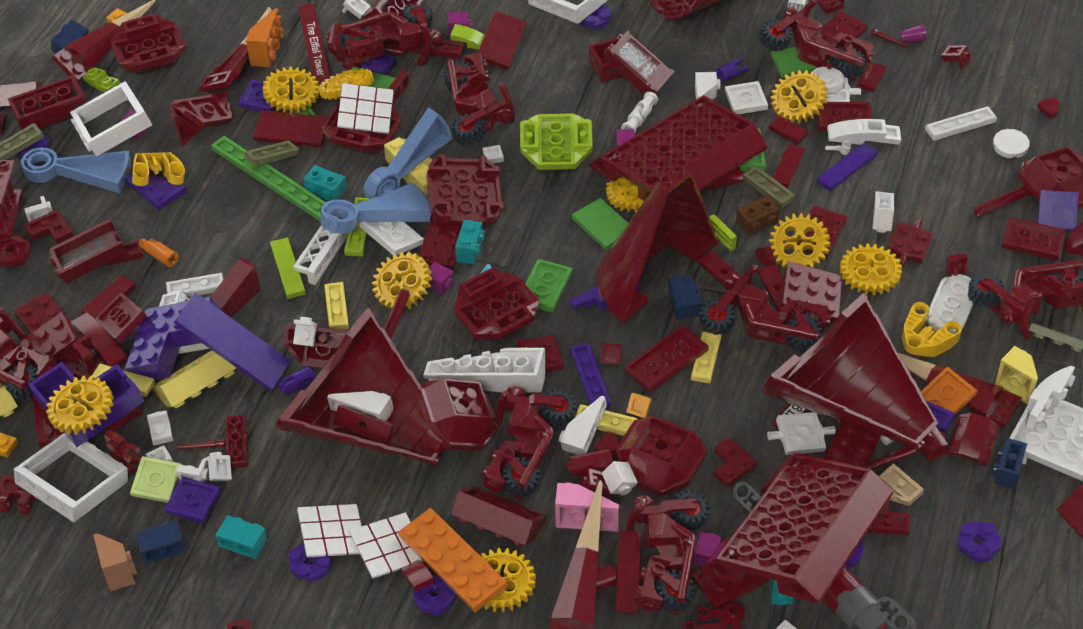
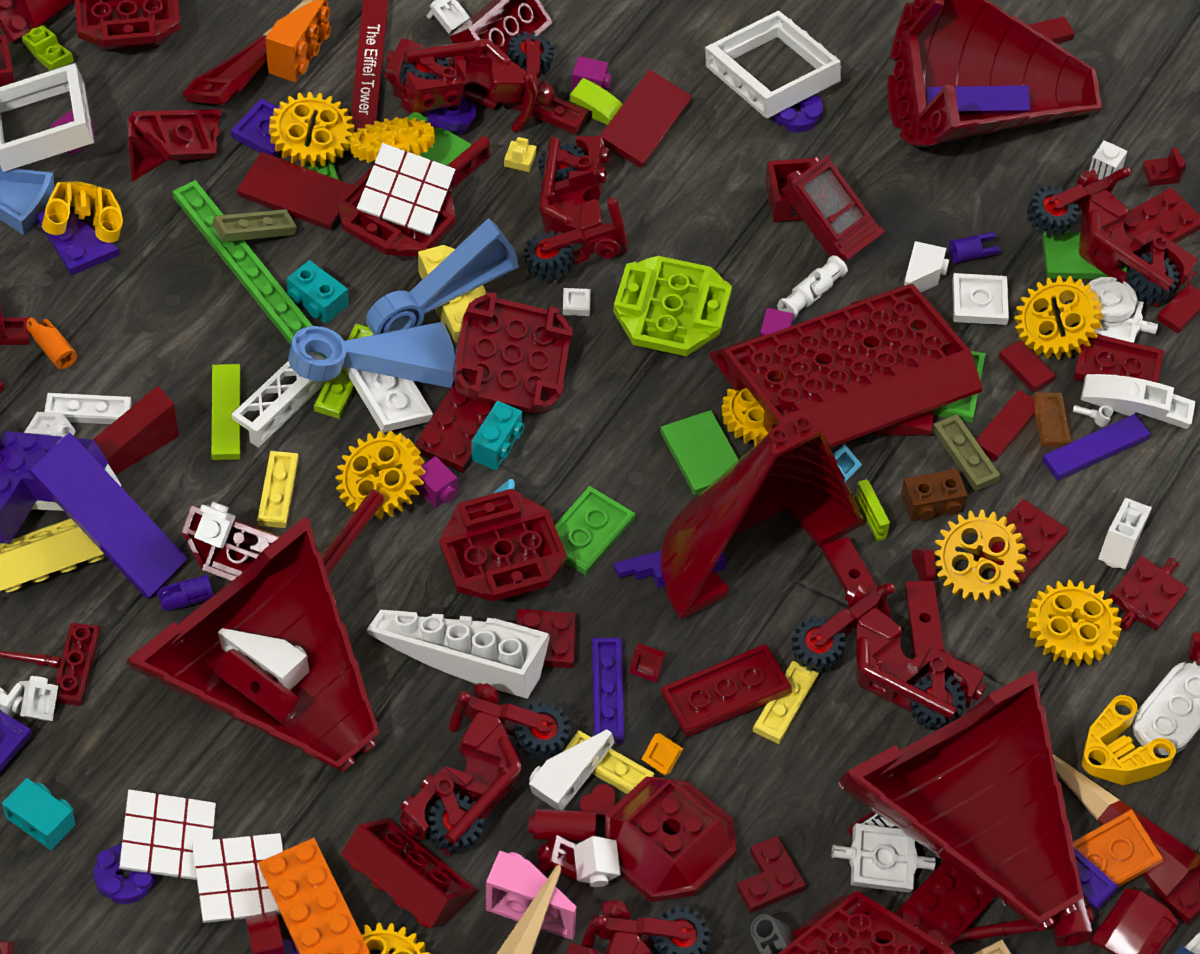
camera: 10 degrees right, 5 degrees up
(428, 77) = (520, 155): none -> light yellow tile
(458, 413) = (395, 703): dark red piece -> none
(684, 297) = (781, 600): dark blue brick -> none
(812, 287) = (976, 633): plate -> none
(814, 156) = (1051, 419): none -> clear orange tile

